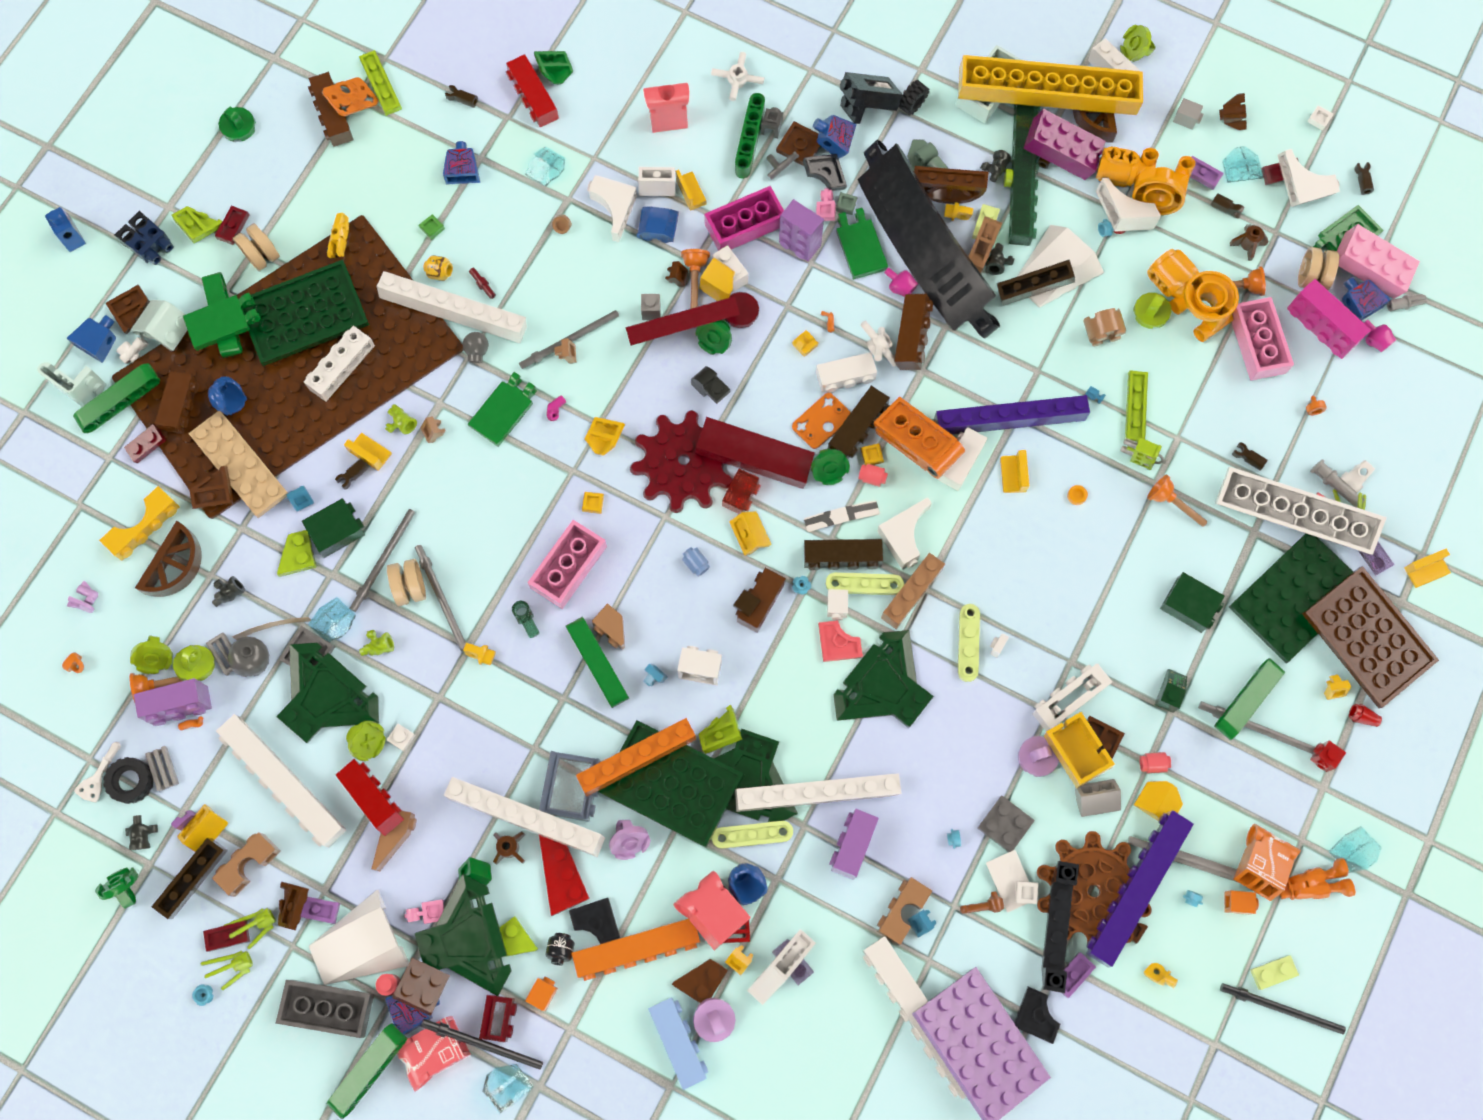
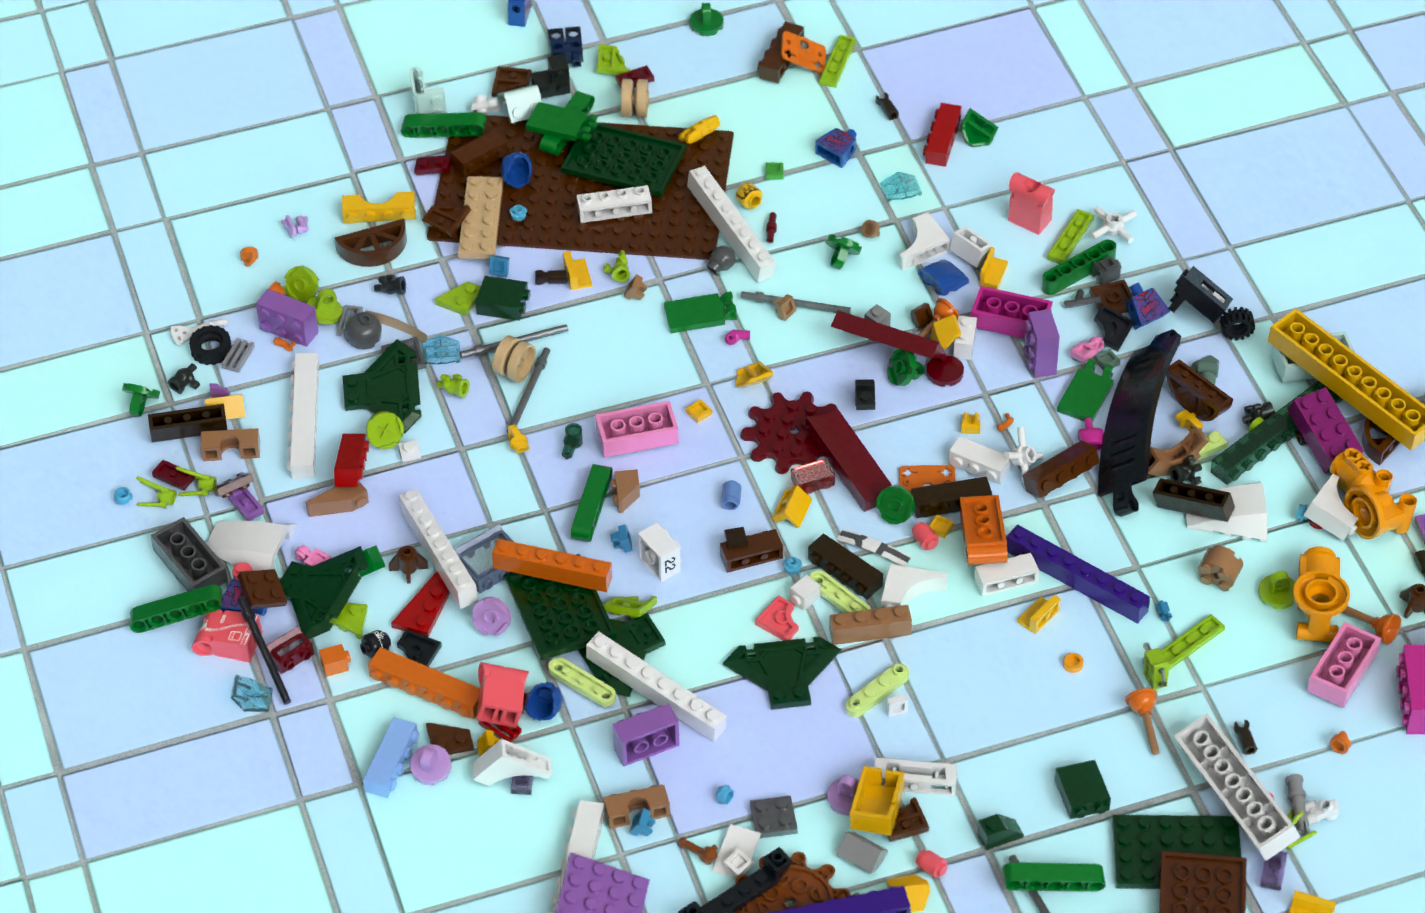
camera: 45 degrees right, 25 degrees down
(94, 337) = (468, 82): blue torso -> none
(167, 279) = (554, 80): none -> pearl dark grey brick
(266, 438) = (518, 212): none -> medium azure plate
(562, 262) = (842, 248): none -> green tile
(714, 111) = (1070, 236): none -> lime tile

